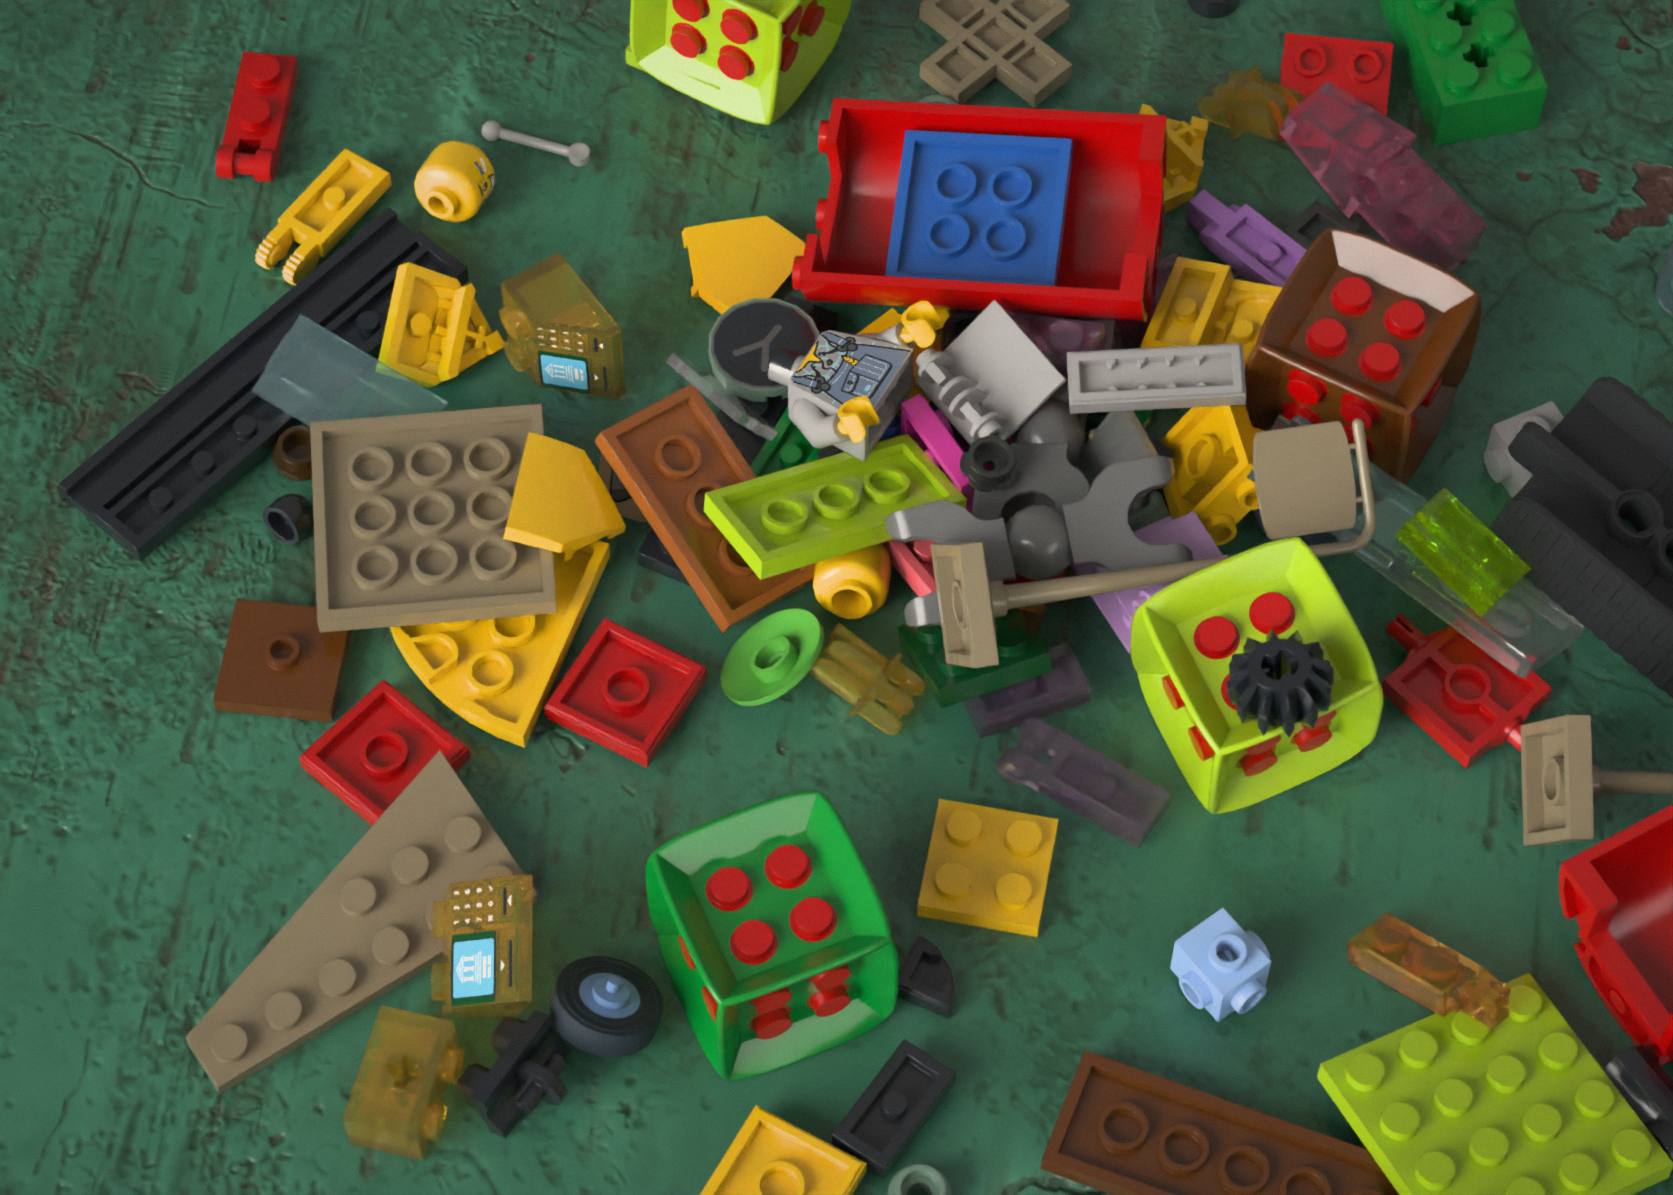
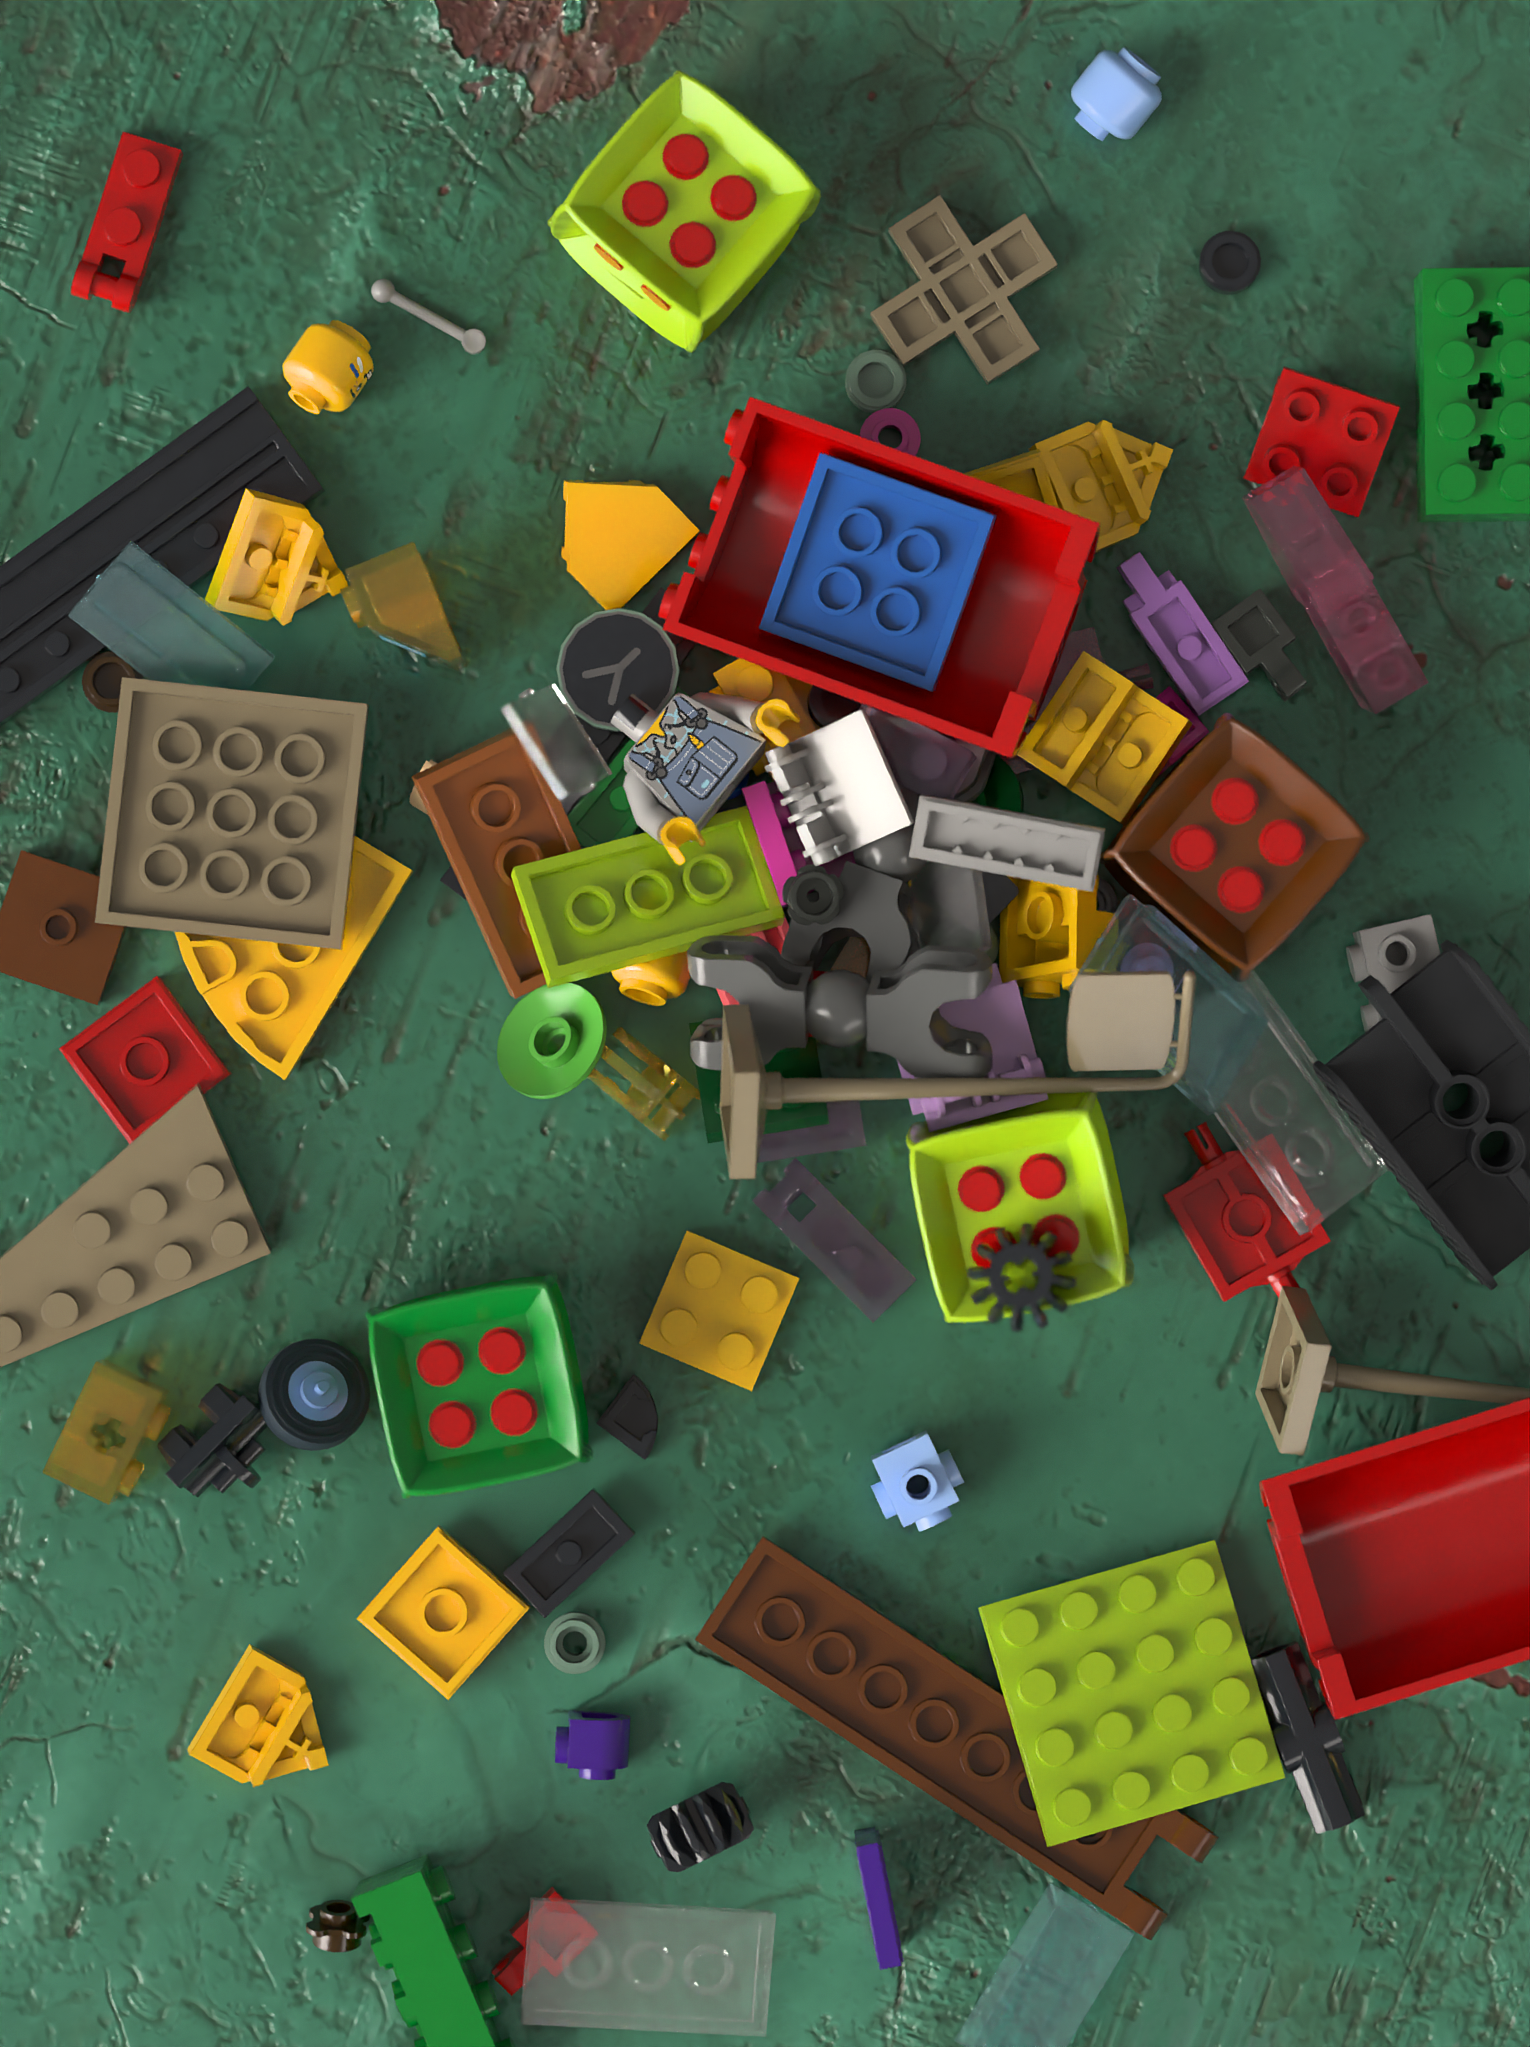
camera: 10 degrees right, 30 degrees up
(289, 518) = (90, 759): black hinge -> none
(323, 214) = (183, 373): yellow hinge -> none
(484, 947) = (203, 1327): clear yellow slope -> none
(560, 499) = (364, 828): yellow slope -> none
(625, 692) = (398, 1042): red plate -> none
(1250, 104) = (1222, 439): clear yellow arm -> none
(1428, 971) = (1113, 1525): clear orange hinge -> none
(1462, 552) = (1276, 1093): clear neon green plate -> none

